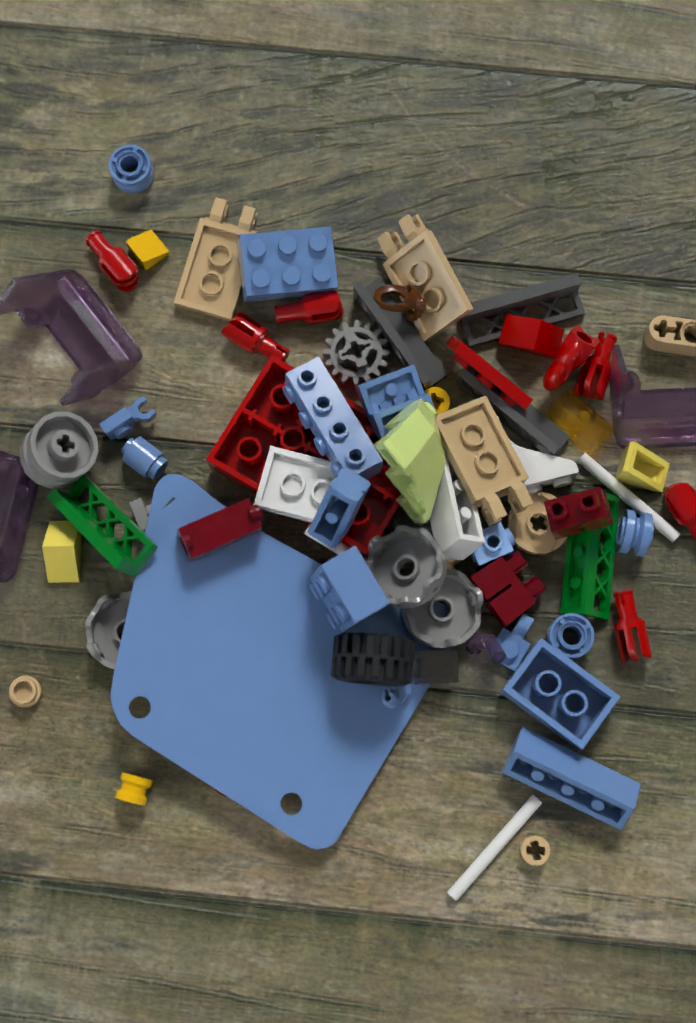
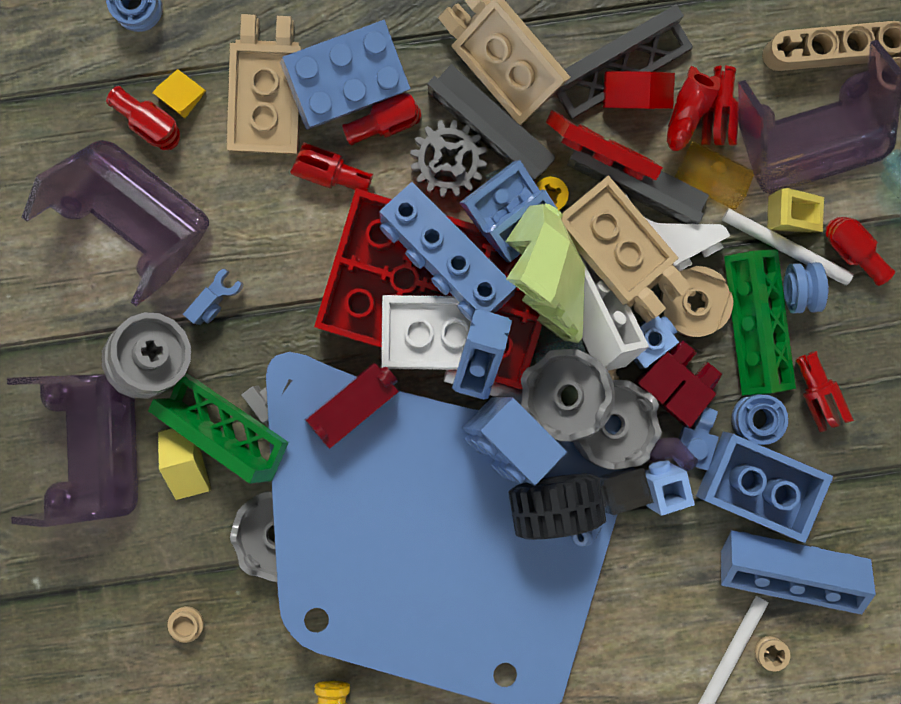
camera: 20 degrees left, 10 degrees up
(144, 458) = (243, 337): medium blue brick -> none
(411, 301) = (499, 85): reddish brown piece -> none
(475, 673) = (668, 488): none -> light blue brick
(584, 508) = (743, 284): dark red hips -> none

